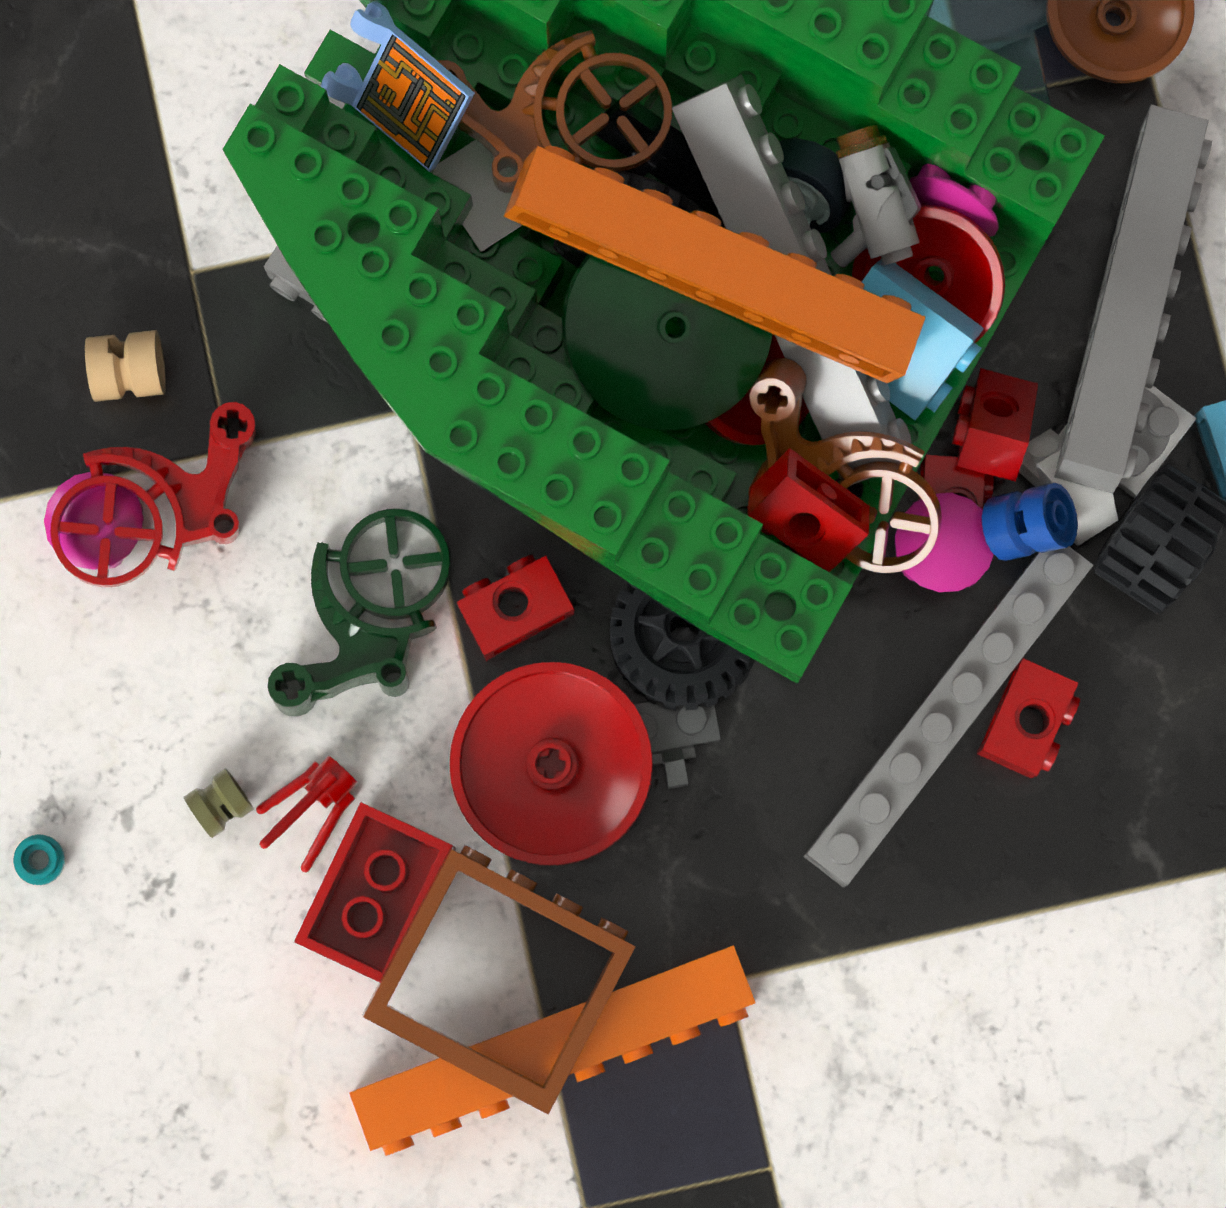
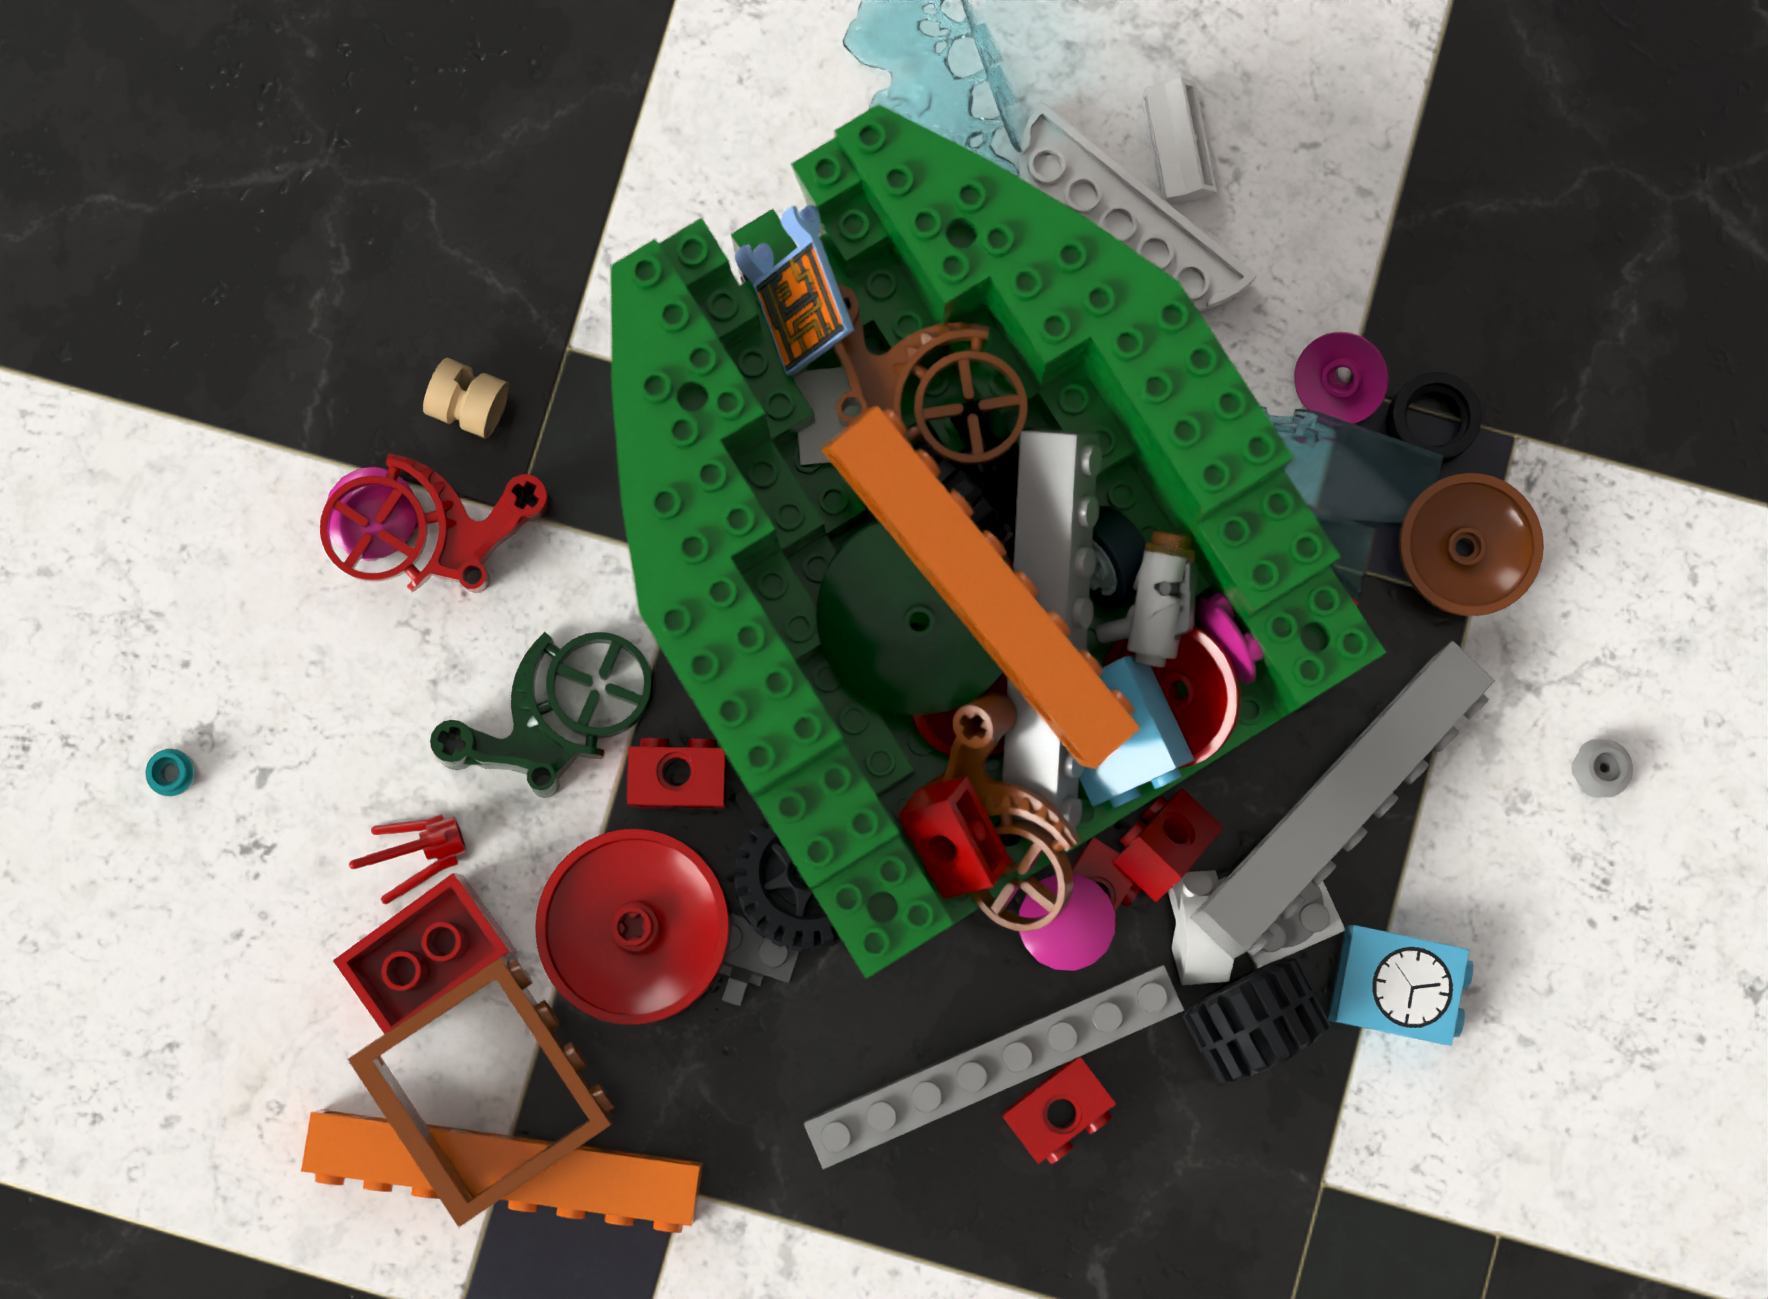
camera: 30 degrees right, 0 degrees up
(218, 803) = (341, 806): olive wheel -> none
(1029, 521) = (1148, 944): blue wheel -> none

